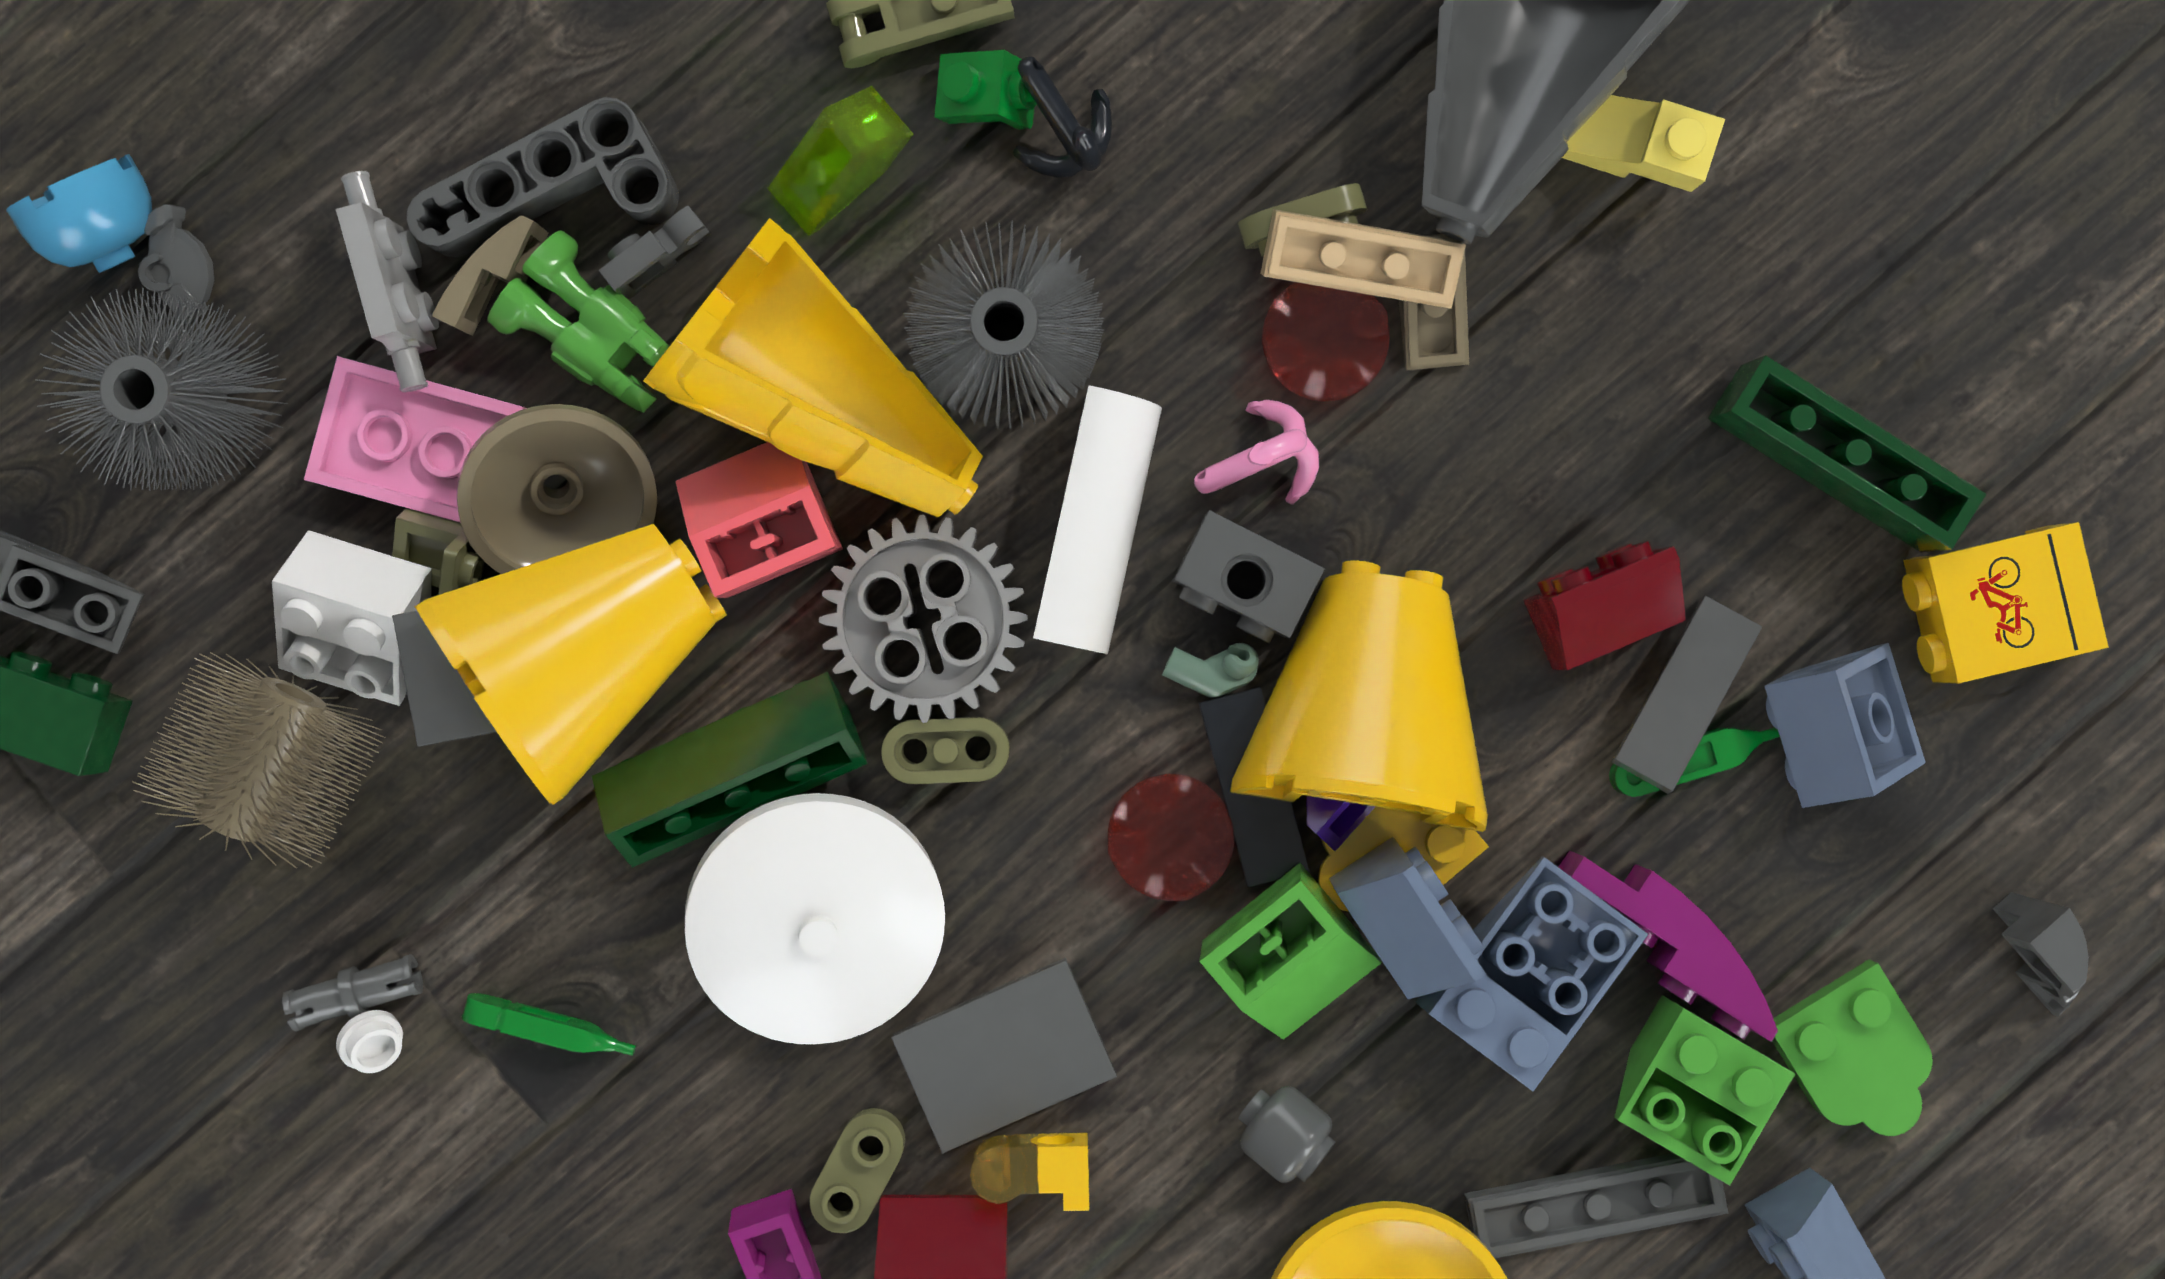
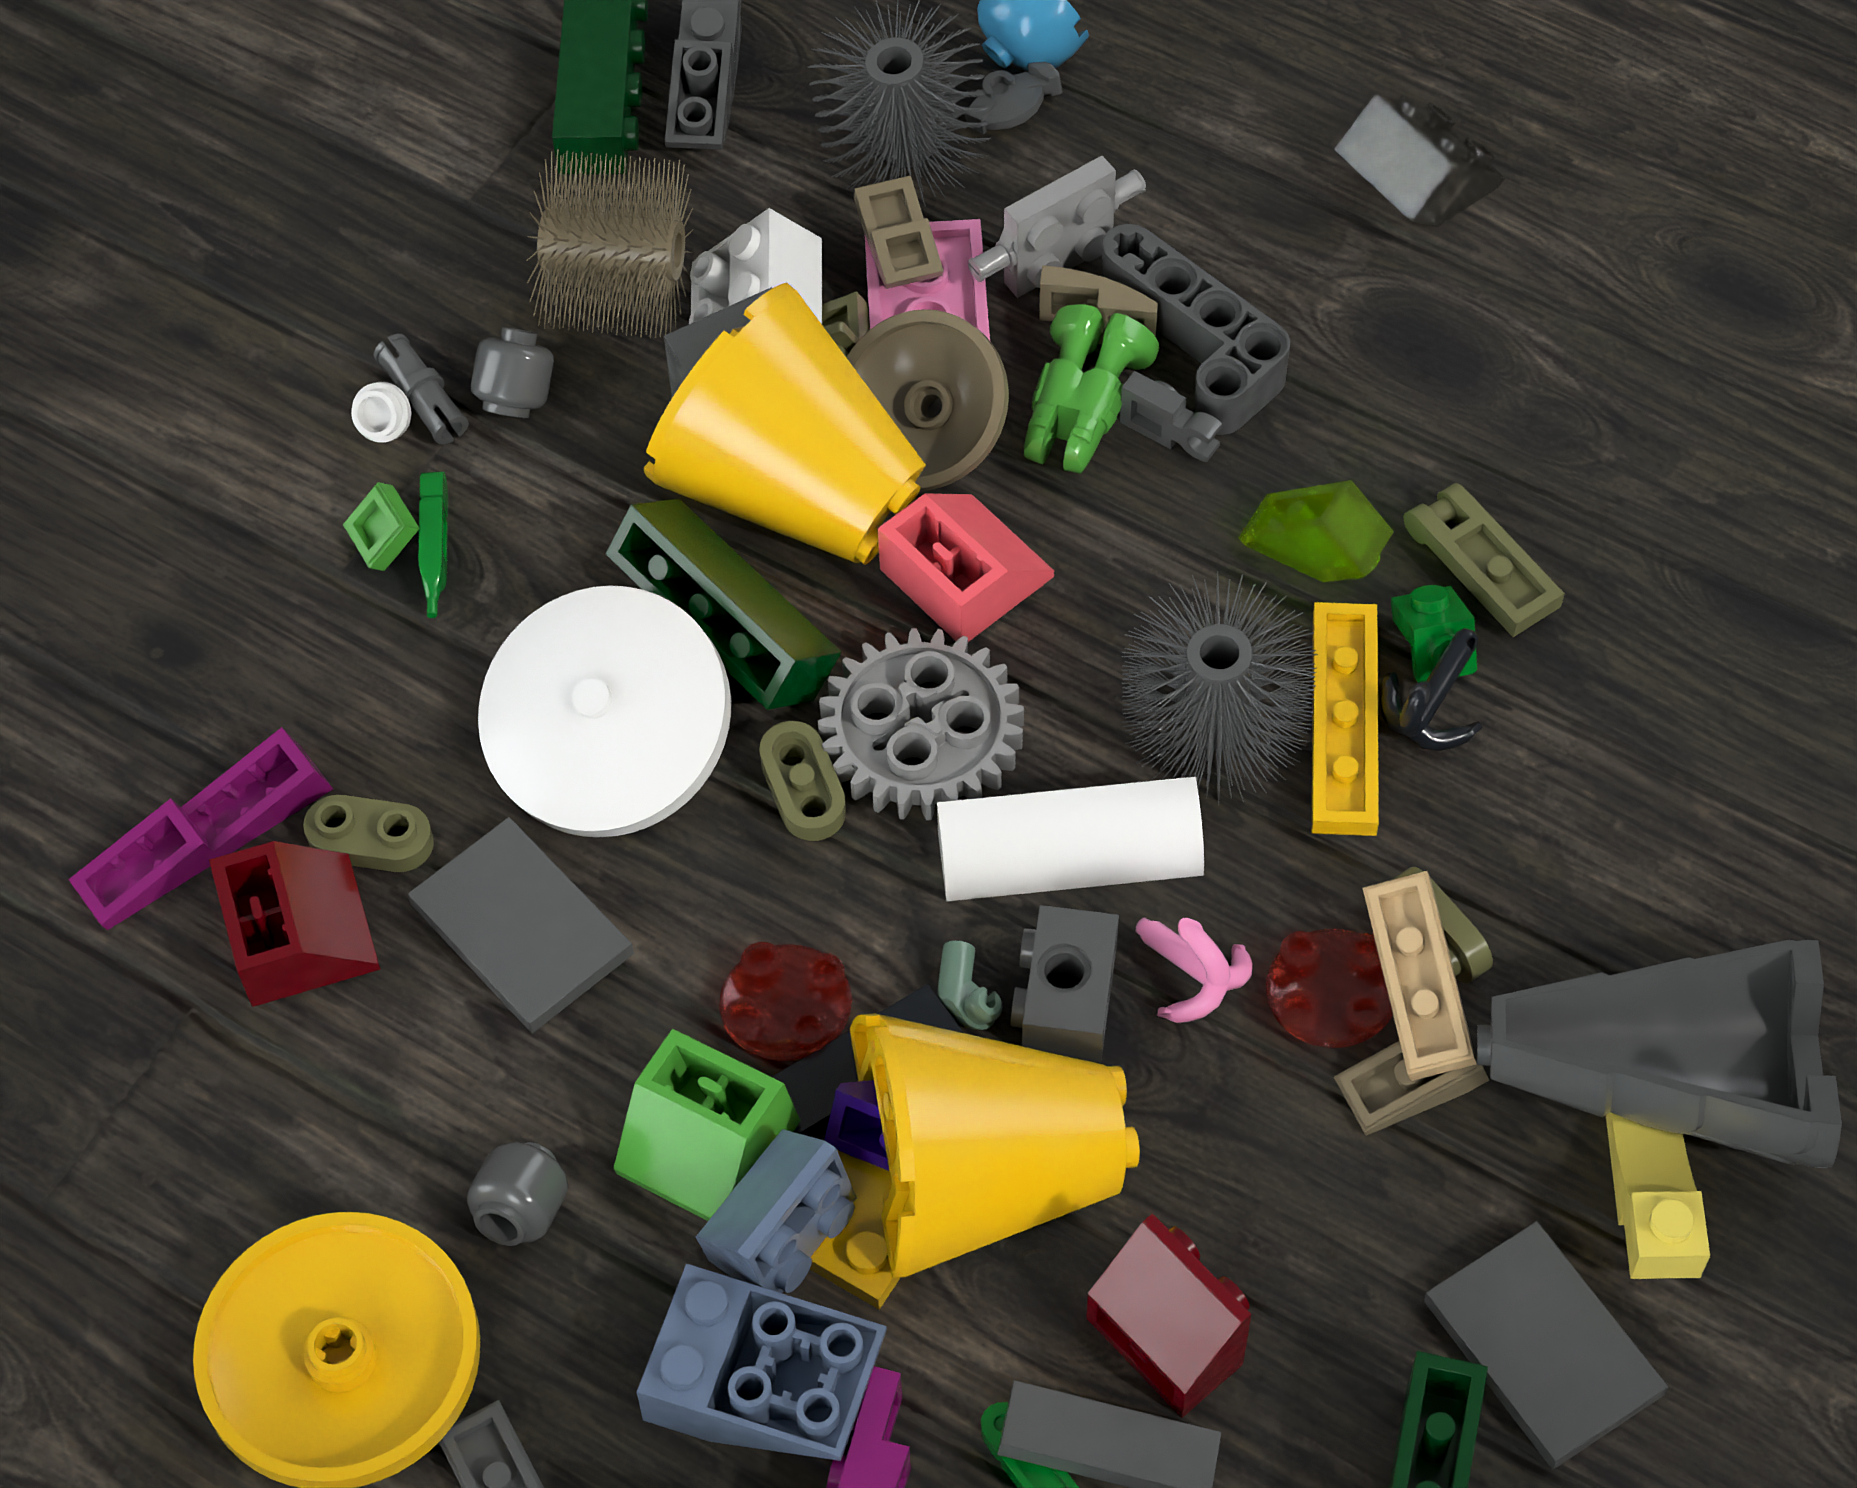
camera: 70 degrees right, 30 degrees down
(334, 450) = (897, 232): none -> dark tan slope
(374, 899) = (512, 373): none -> dark grey head
(514, 1076) = (381, 526): none -> bright green tile
(813, 378) = (1099, 547): yellow cone -> none
(1033, 1165) = (413, 961): leg -> none
(1090, 226) = (1345, 719): none -> yellow plate
(1716, 288) = (1546, 1343): none -> dark grey tile

